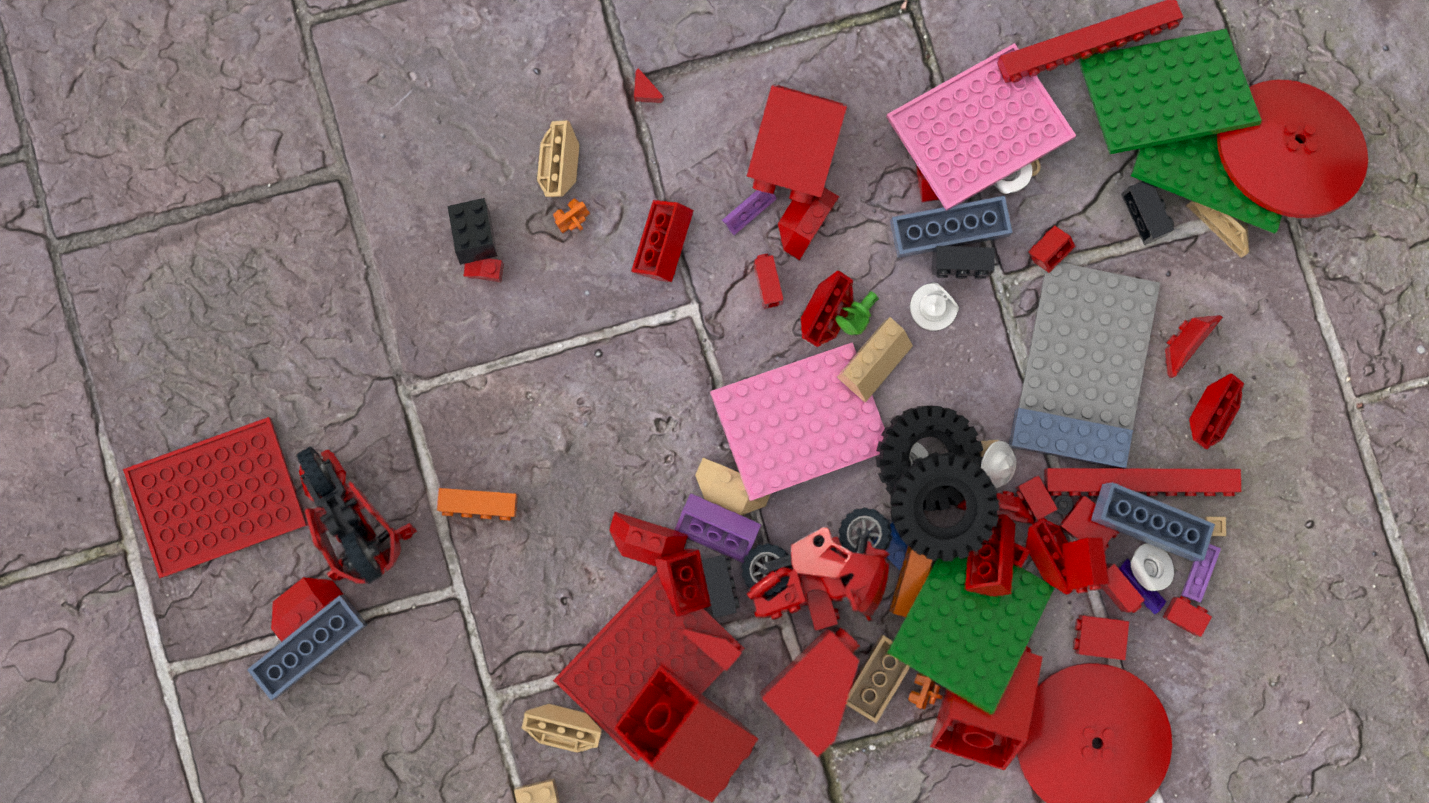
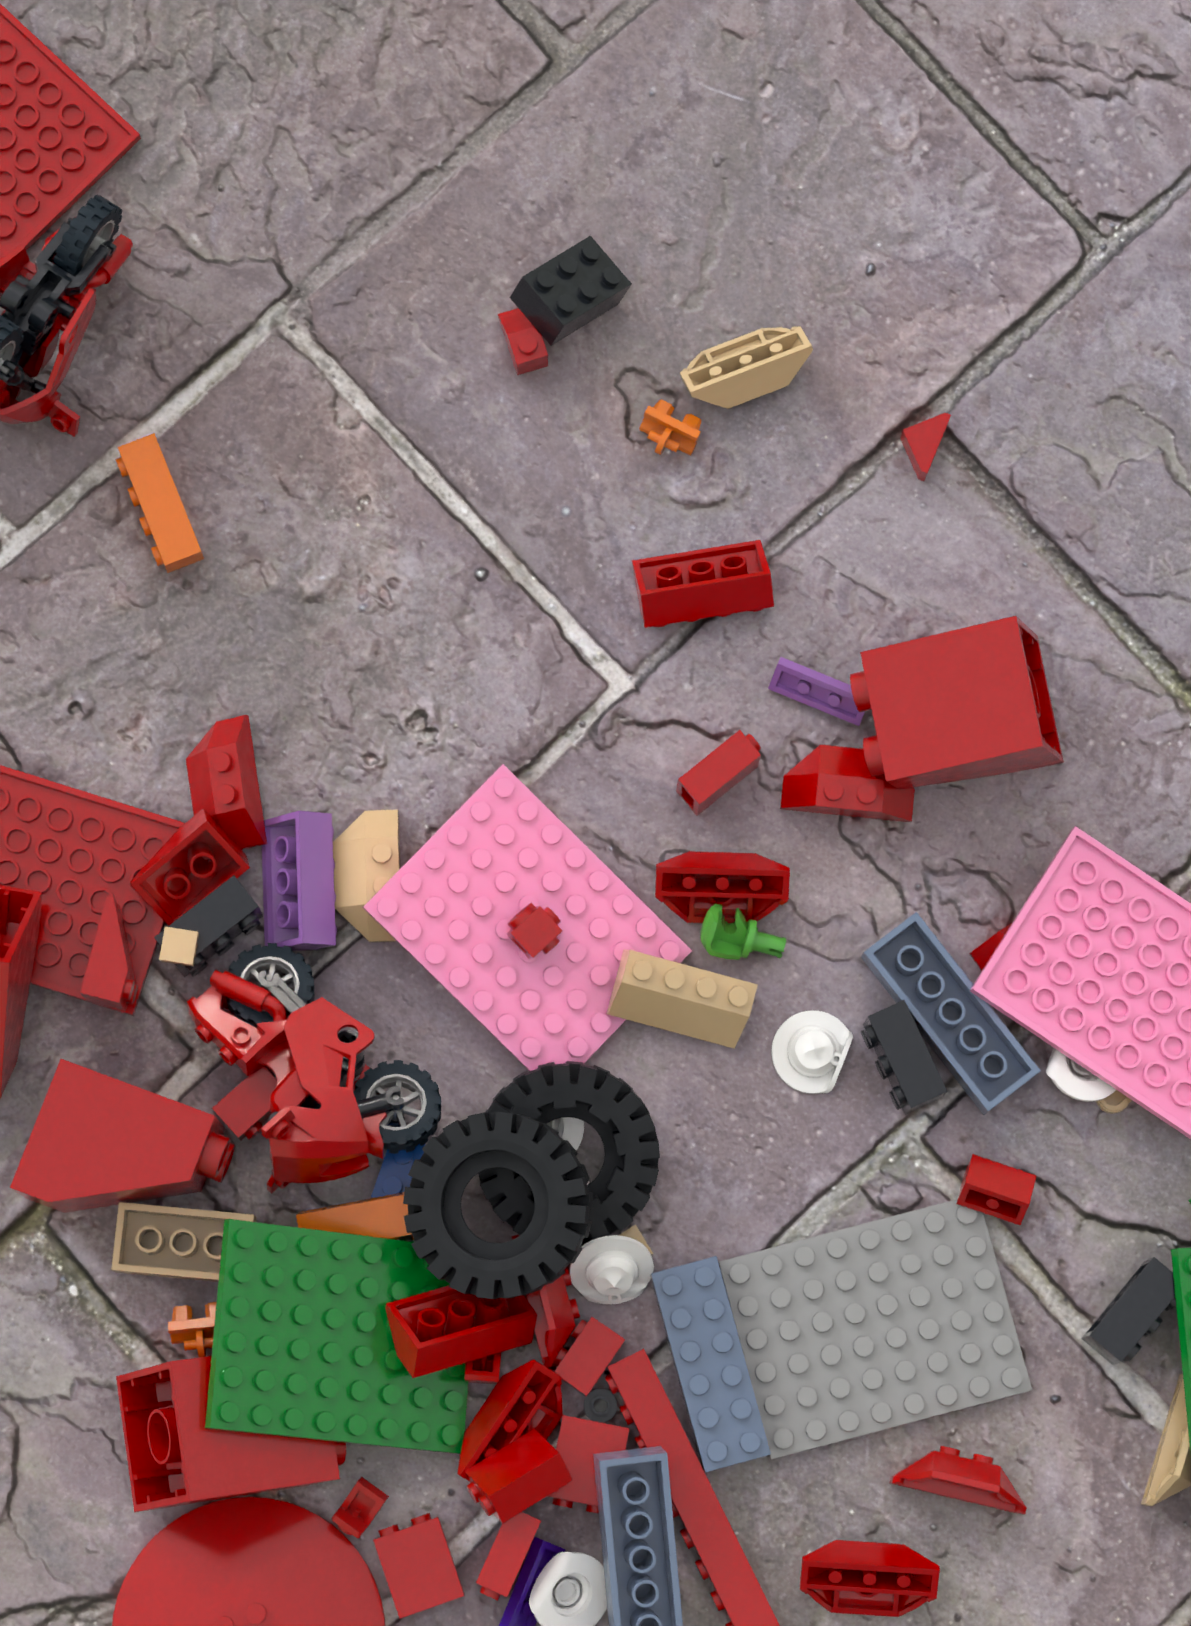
camera: 60 degrees right, 5 degrees down
(726, 607) = (179, 946): none -> tan tile
(807, 417) = (534, 930): none -> red brick
(1057, 653) = (359, 1508): none -> red bracket

